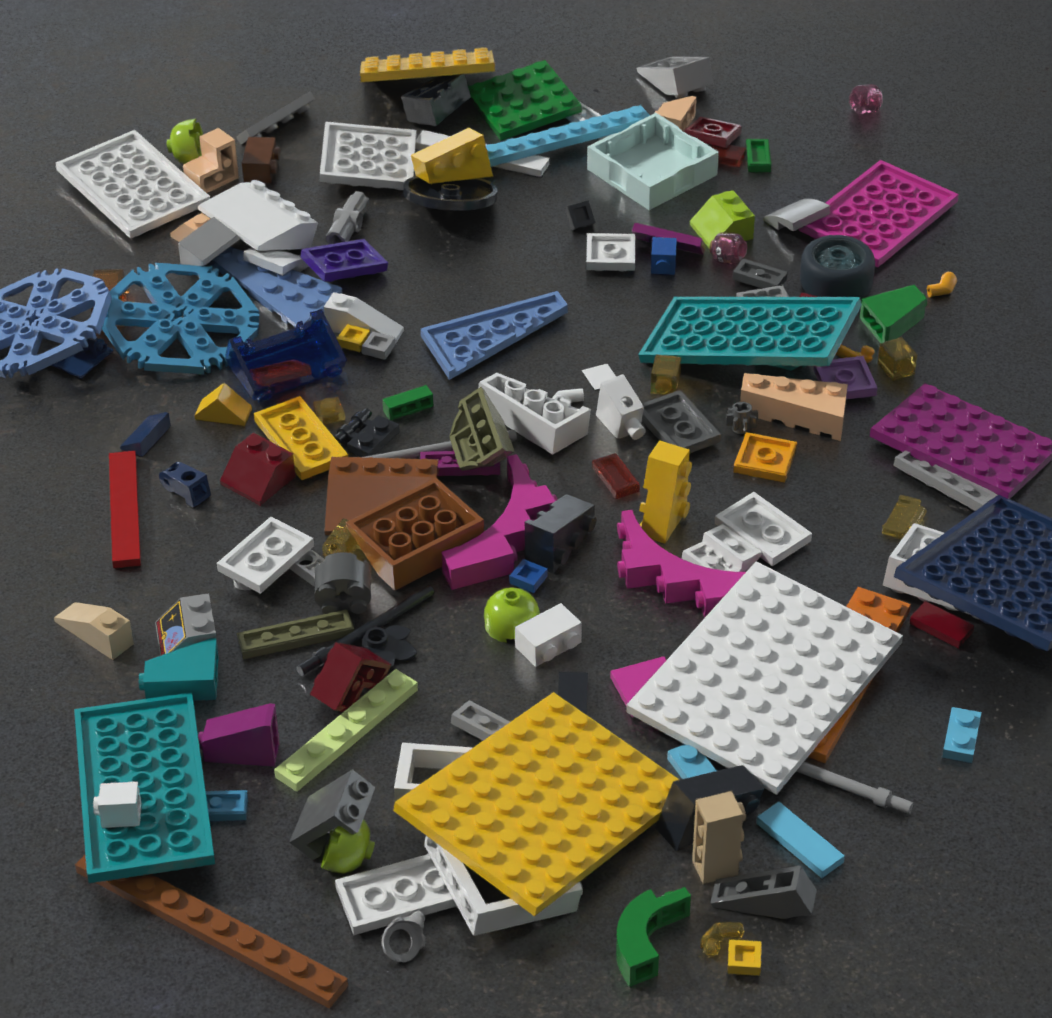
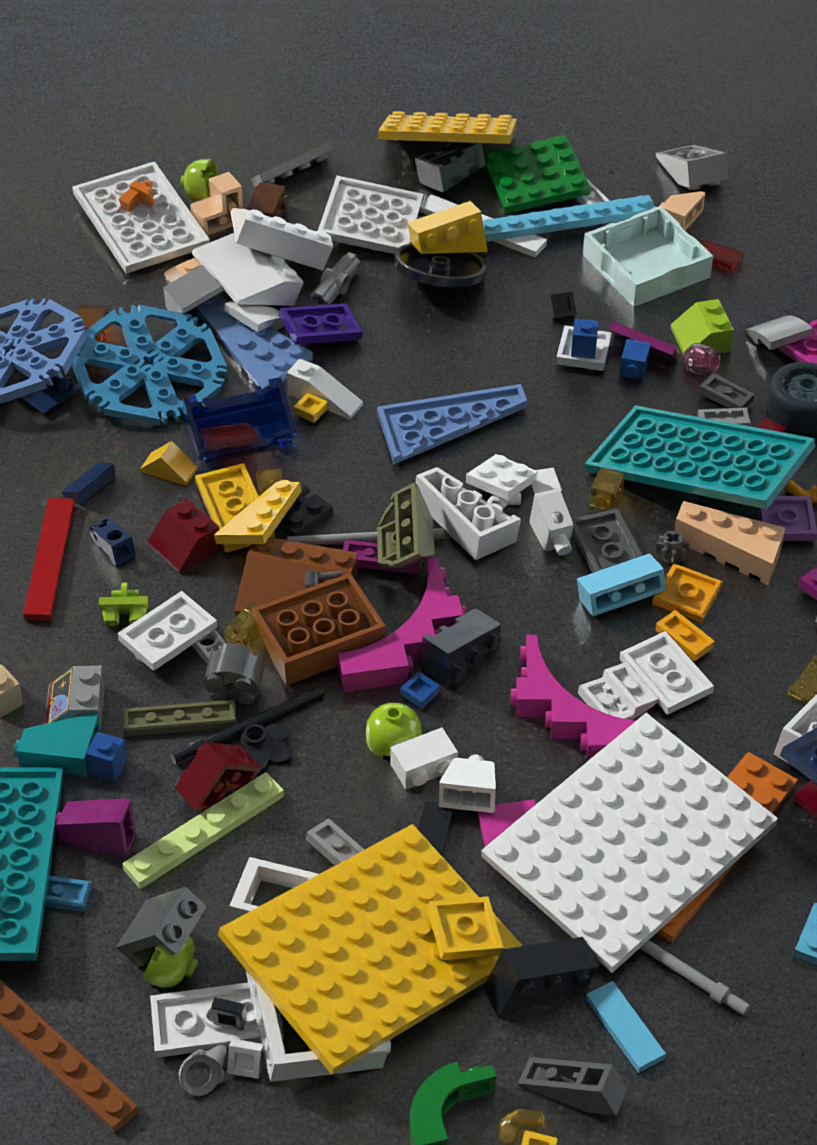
camera: 10 degrees right, 5 degrees up
(127, 160) = (137, 194): none -> orange piece
(213, 537) = (123, 602): none -> lime hips
(233, 676) = (106, 756): none -> blue brick
(286, 182) = (281, 238): none -> white slope
(332, 440) = (261, 517): none -> yellow wing
(378, 345) = (333, 418): light grey plate -> none
(400, 486) = (312, 577): none -> dark grey hand
(408, 402) = (347, 484): green piece -> none
(419, 880) = (229, 1013): none -> black tile
(443, 920) = (245, 1058): none -> white plate
(560, 376) = (501, 477): none -> white plate
(600, 651) = (468, 785): none -> white torso
(612, 240) = (584, 338): none -> blue brick
(615, 476) = (533, 592): clear red tile -> none
(629, 771) = (465, 928): none -> yellow plate
(667, 490) = (574, 623): yellow wedge -> none
(689, 761) = (534, 924): medium azure plate -> none
(713, 451) = (621, 584): none -> medium azure brick
(714, 131) = (715, 231): dark red tile -> none
(718, 836) = (536, 1017): tan brick -> none
(758, 155) = (755, 261): green tile -> none
(774, 492) = (686, 635): none -> light orange plate

